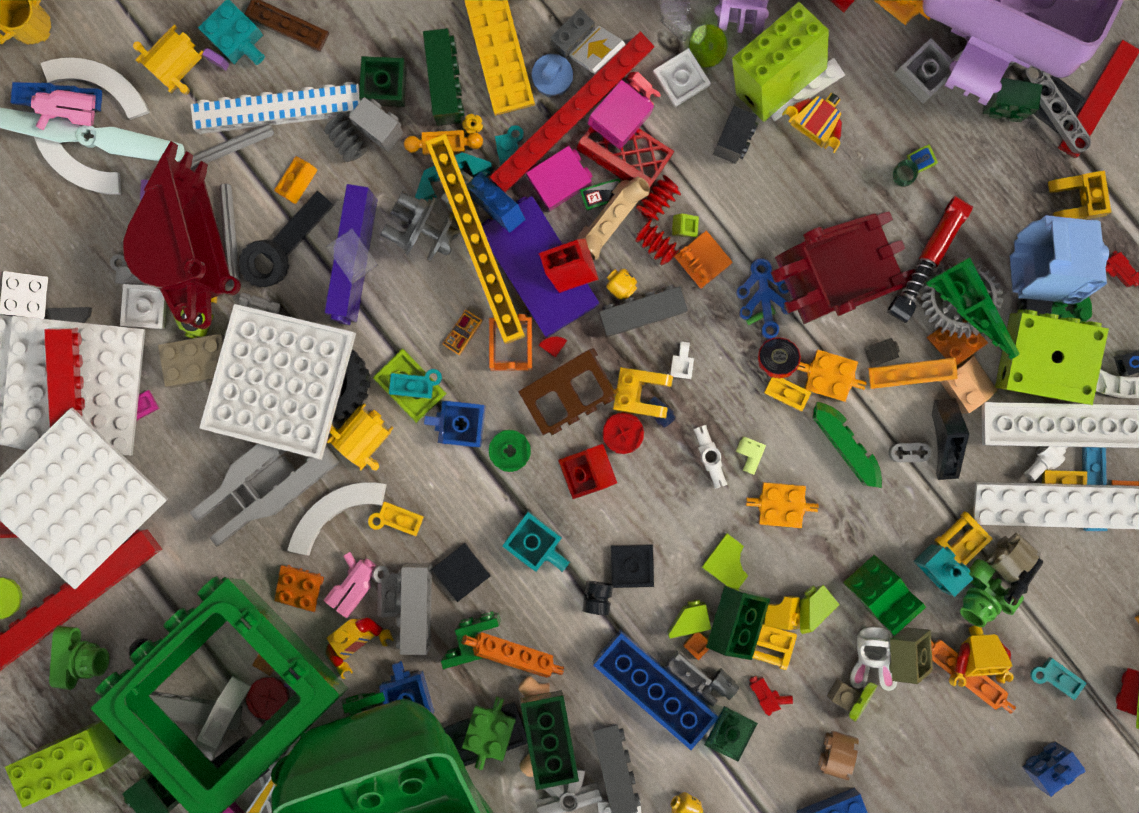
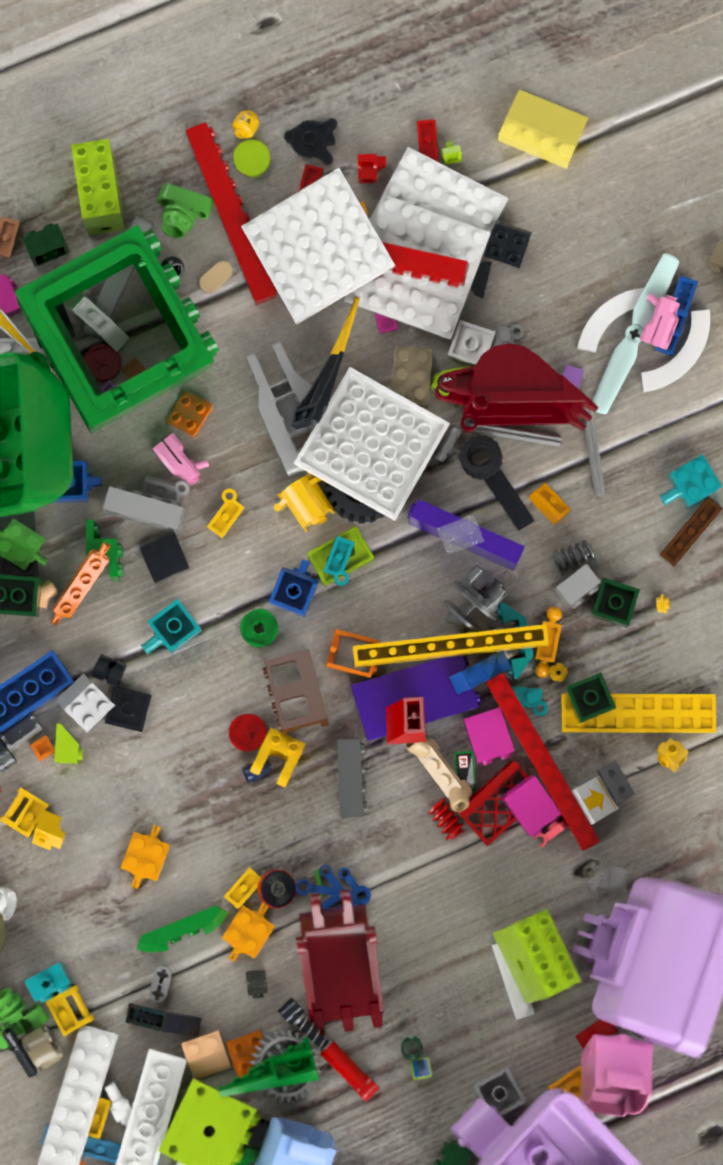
camera: 105 degrees right, 5 degrees down
(141, 601) = (215, 277): none -> tan tile
(170, 59) = (681, 422): yellow container -> none
(215, 58) = (674, 462): medium lavender tile -> none
(237, 451) = (318, 397): none -> black plate
(274, 108) = (615, 504): white brick -> none
(329, 507) = (252, 458): white tile -> none
(350, 638) = (133, 447): torso -> none
(356, 702) = (78, 443): green wing -> none
(371, 32) = (663, 604): none -> yellow plate
(442, 72) = (604, 655): dark green brick -> none
(462, 332) = (374, 614): slope -> none
(492, 79) = (589, 698): none -> dark green brick
(552, 75) = (584, 755): medium blue tile -> none
(553, 345) = (342, 691): red tile -> none
(587, 471) = (222, 691): red slope -> none
(621, 283) = (380, 766): yellow head -> none
(640, 614) = (85, 702): none -> brick
(657, 243) = (407, 807): red piece -> none
(681, 77) = (551, 870): white plate -> none
(682, 364) = (294, 800): white plate -> none
(685, 225) = (418, 838): lime slope -> none
(700, 42) = (571, 895): clear neon green dish -> none
(703, 259) = (383, 846): orange hinge -> none
(706, 445) = (216, 803): white pin -> none
(725, 562) = (107, 792): lime tile -> none
(737, 130) = (485, 902): black brick -> none
(738, 623) = (53, 786): dark green brick -> none
(754, 452) = (199, 844): yellowish green piece -> none
(815, 608) = (47, 860): lime slope -> none
(817, 120) = (481, 982): torso -> none
(884, 595) = (41, 923): green bracket -> none
(913, 373) = (230, 1004): light orange tile -> none

